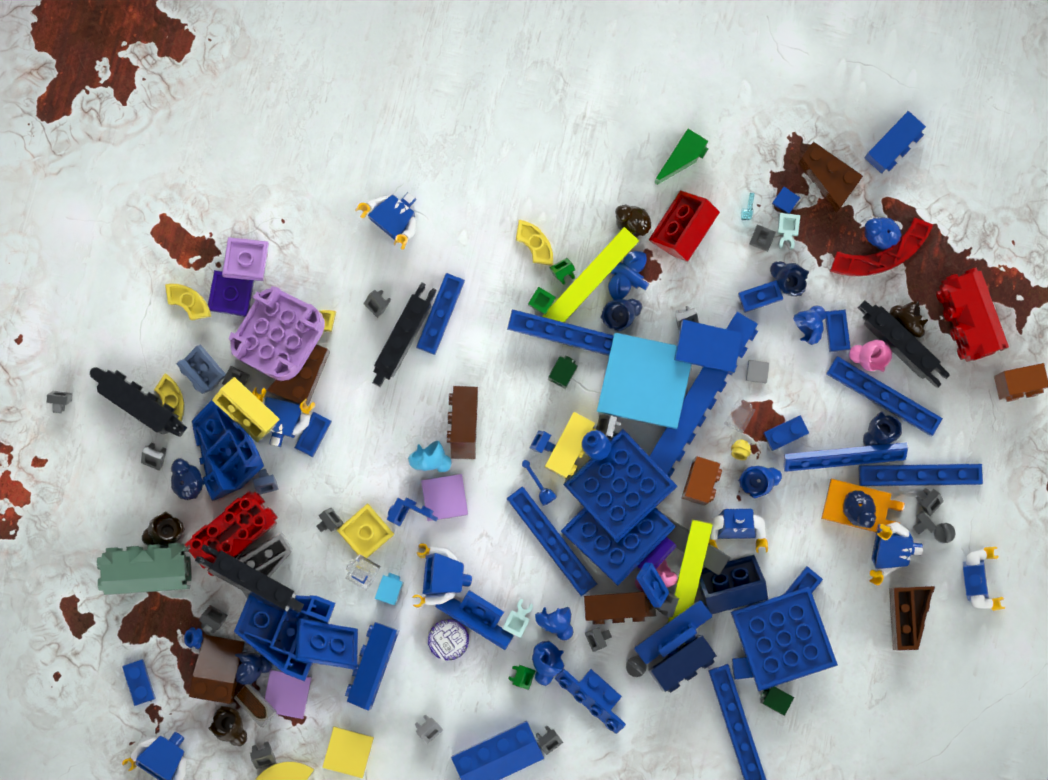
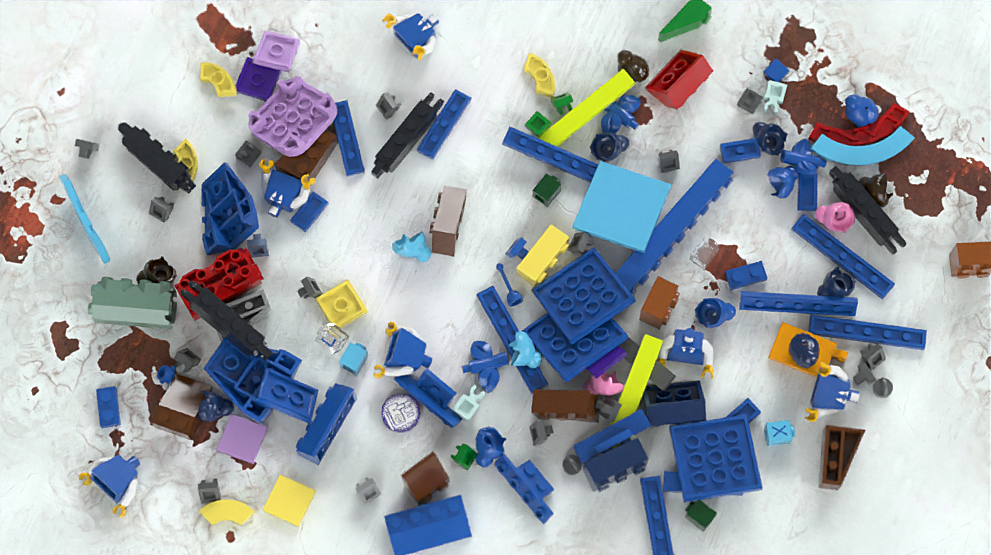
camera: 15 degrees right, 10 degrees down
(73, 483) = (92, 235): none -> medium azure tile
(190, 476) = (191, 228): dark blue piece -> none
(201, 370) = (219, 139): sand blue bracket -> none
(221, 726) = (183, 458): dark brown piece -> none
(245, 409) = (251, 173): light yellow brick -> none
(255, 705) = (211, 442): tile -> none
(340, 348) = (347, 140): none -> blue tile
(401, 507) = (378, 286): blue bracket -> none
(445, 496) = (419, 285): lavender tile -> none
(488, 711) = (425, 479): none -> reddish brown slope
(528, 573) = (485, 364): none -> blue plant
(549, 741) = (479, 519): dark grey tile -> none
(556, 622) = (504, 411): blue piece -> none
(568, 556) = (524, 351): none -> medium azure piece
(596, 445) = (567, 255): blue head -> none
(652, 585) = (598, 385): blue plate -> none
(708, 346) = (683, 183): blue tile -> none
(740, 450) = (701, 283): light yellow plate -> none
(746, 213) = (739, 77): clear light blue hand -> none
(757, 371) = (727, 217): light grey tile -> none
(828, 296) = (802, 158): none -> blue plant
(830, 175) = (820, 53): reddish brown wedge -> none
(845, 599) = (779, 432): none -> medium azure brick
(893, 280) = (862, 155): none -> medium azure tile
(895, 142) = (884, 35): blue brick -> none
(972, 314) = (935, 194): red brick -> none
(976, 579) = (906, 434): torso -> none

